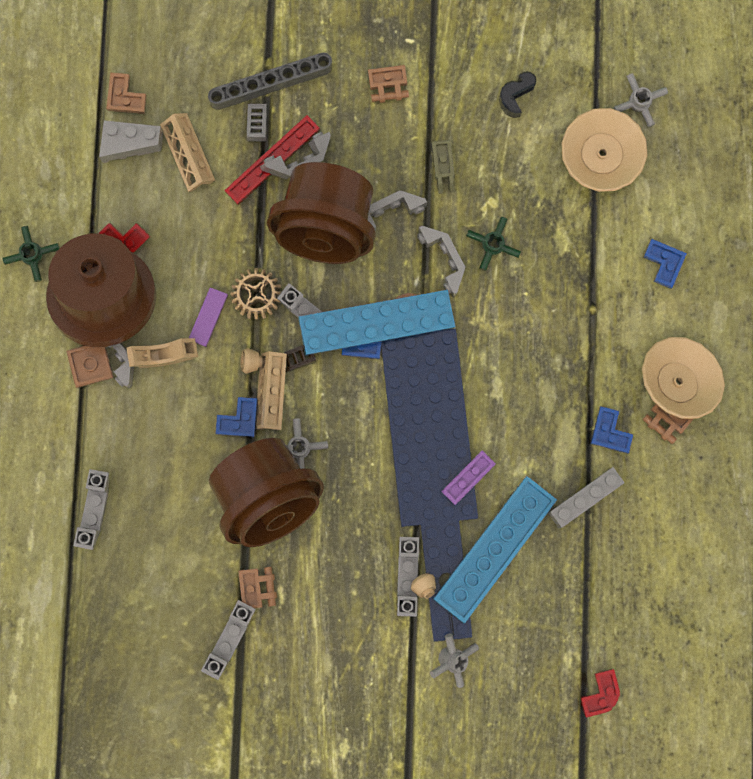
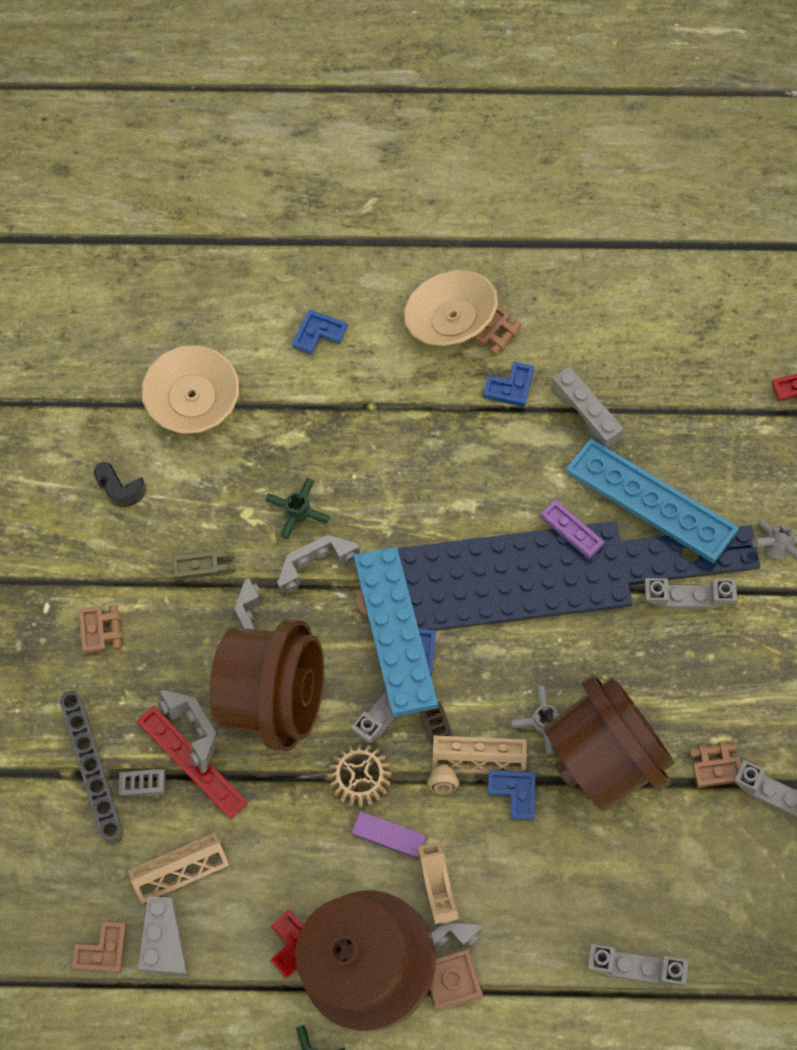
camera: 85 degrees left, 15 degrees down
(424, 585) = (700, 572): tan cone -> none
(643, 93) = (131, 362): light grey bar -> none

